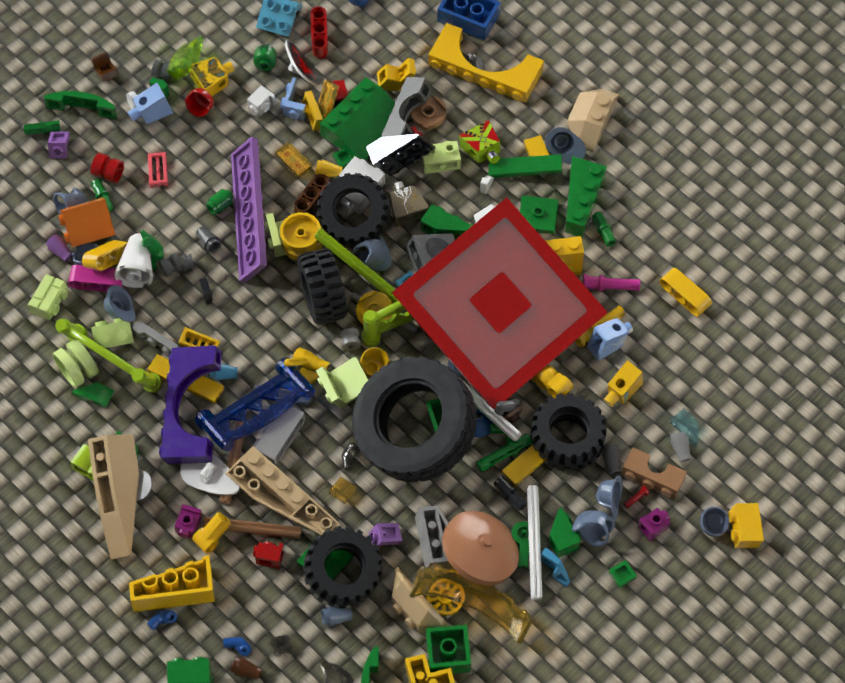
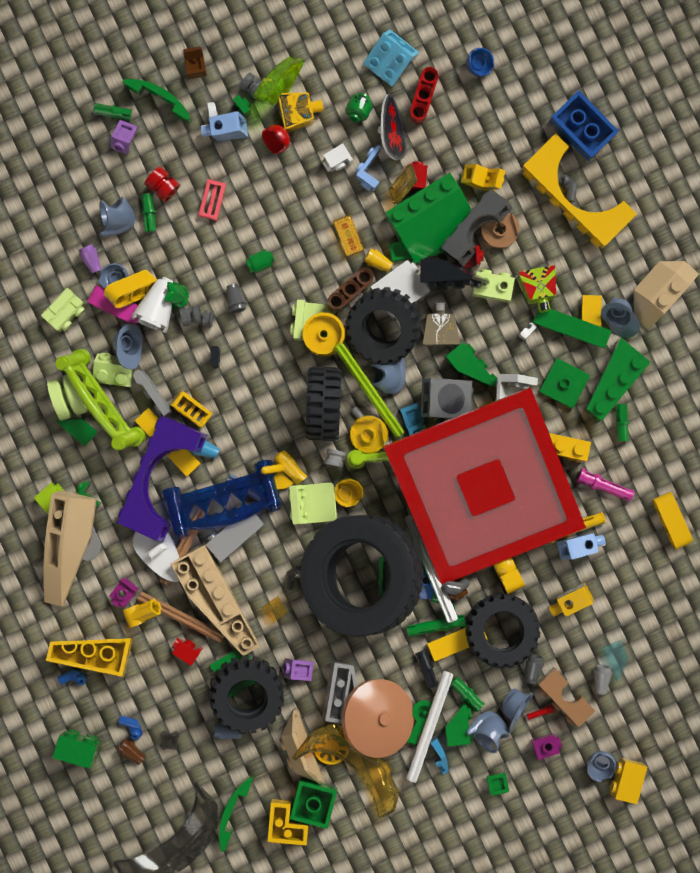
camera: 20 degrees right, 25 degrees up
(86, 222) = (122, 244): orange brick -> none
(248, 210) = (284, 282): medium lavender plate -> none
(312, 110) = (385, 187): yellow tile -> none
(558, 502) = (466, 693): none -> green pin

